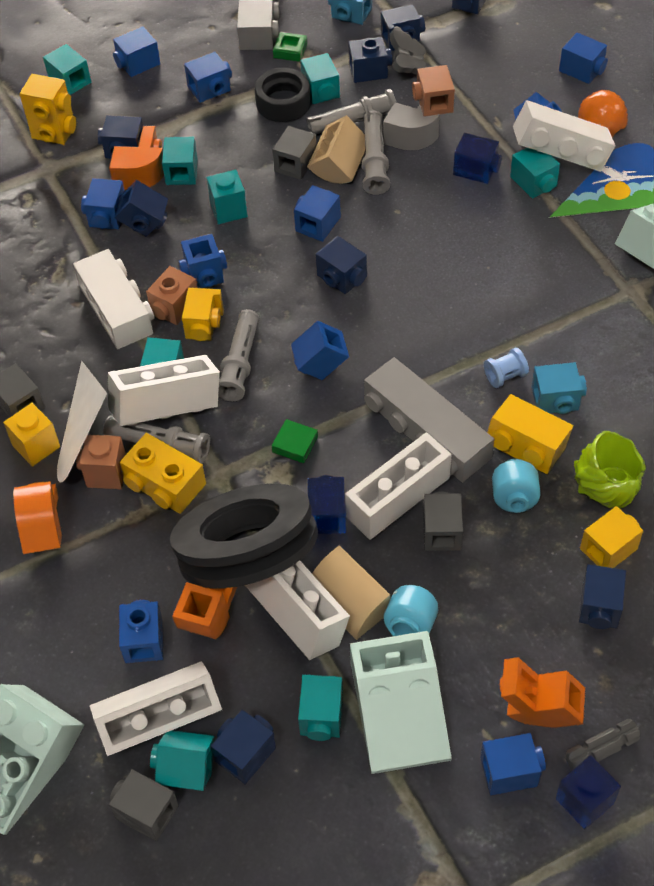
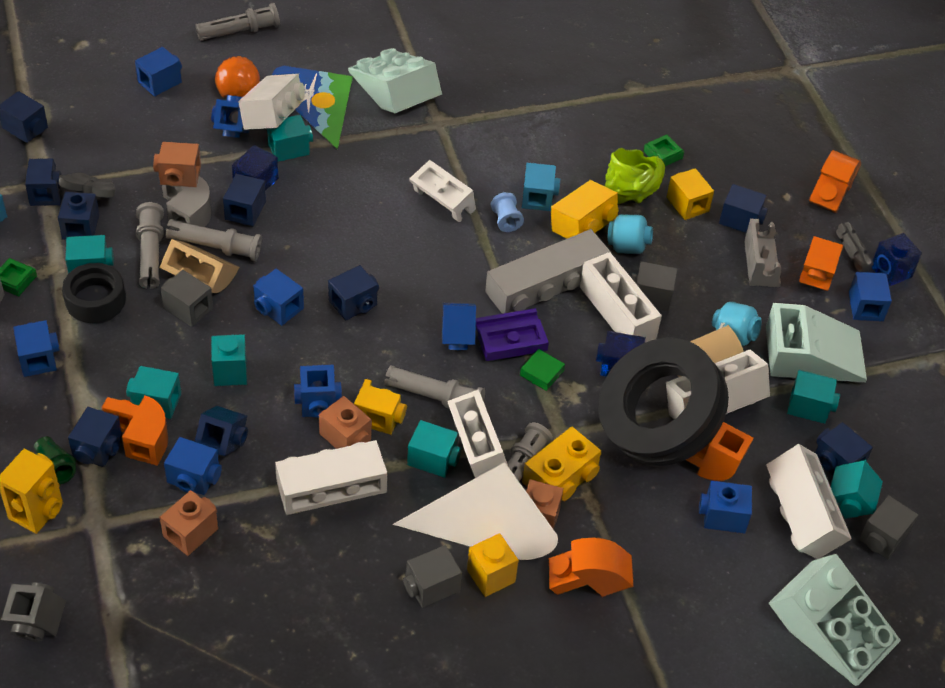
camera: 85 degrees left, 5 degrees down
(46, 217) = (189, 522): none -> nougat brick
(90, 121) = (63, 462): none -> dark green cone
(330, 403) = (511, 334): none -> dark purple plate
(430, 157) = (244, 199): none -> dark blue brick
(510, 305) = (444, 189): none -> white hinge
(540, 631) = (762, 256): none -> light grey hinge

